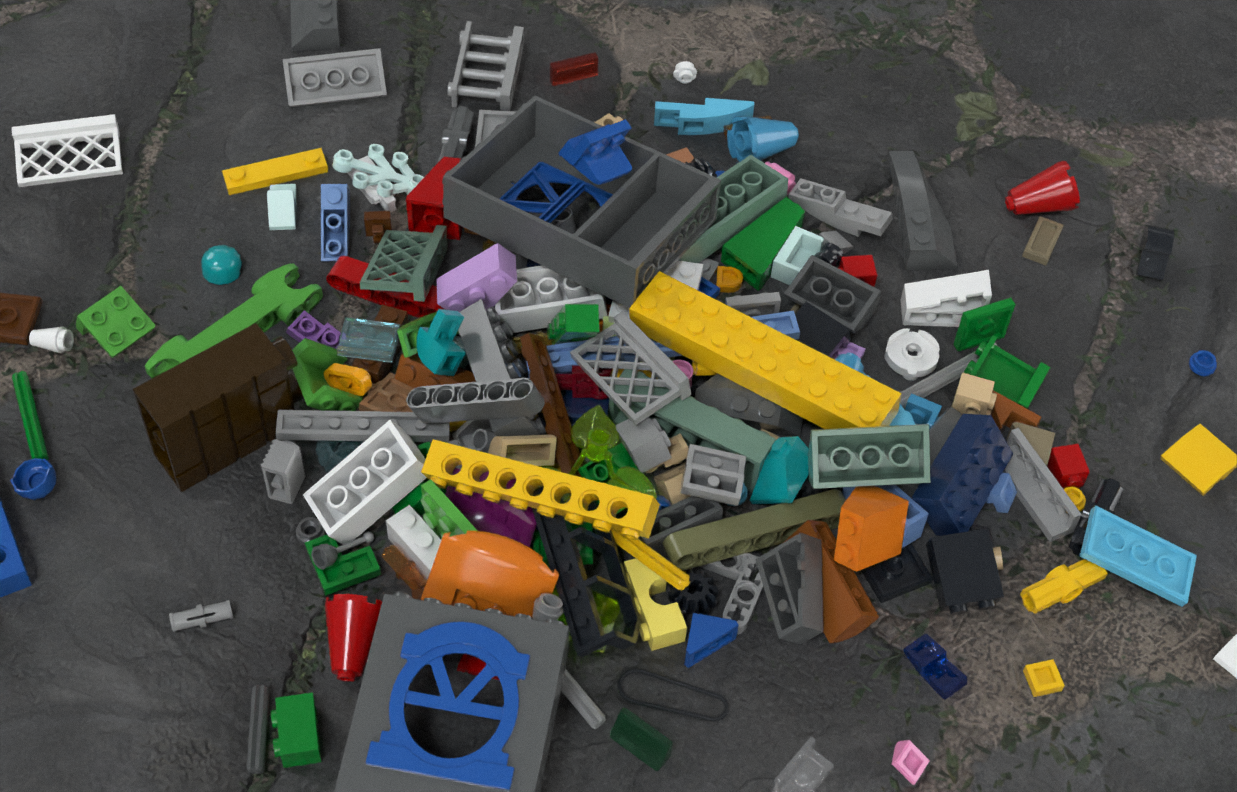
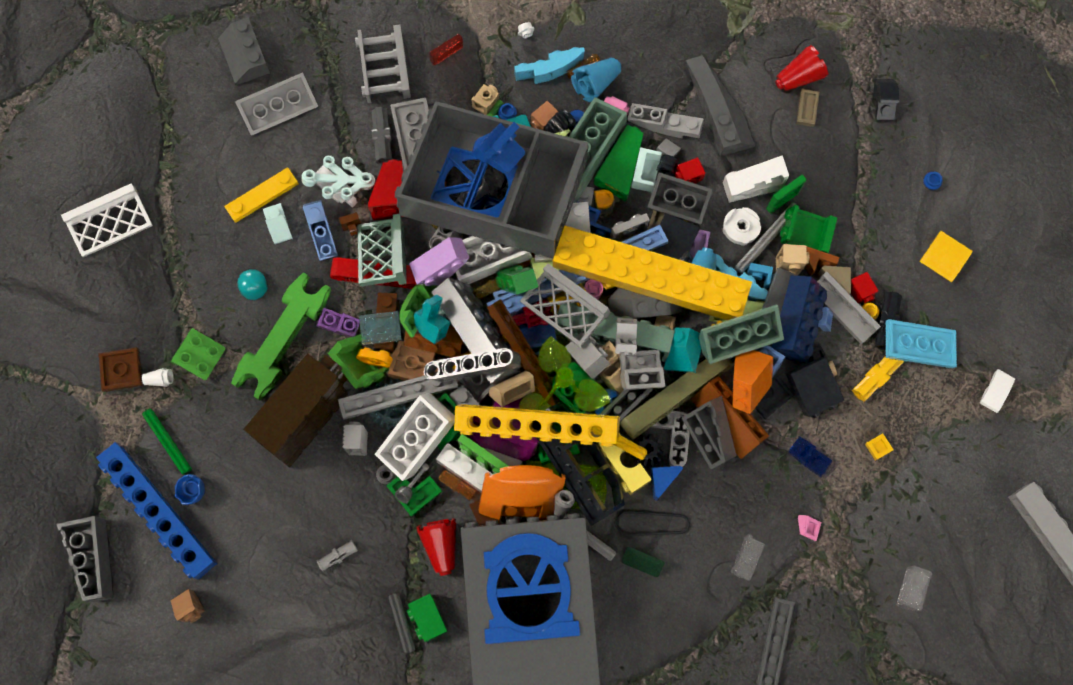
camera: 15 degrees left, 20 degrees up
(702, 423) = (626, 336): none -> light grey brick

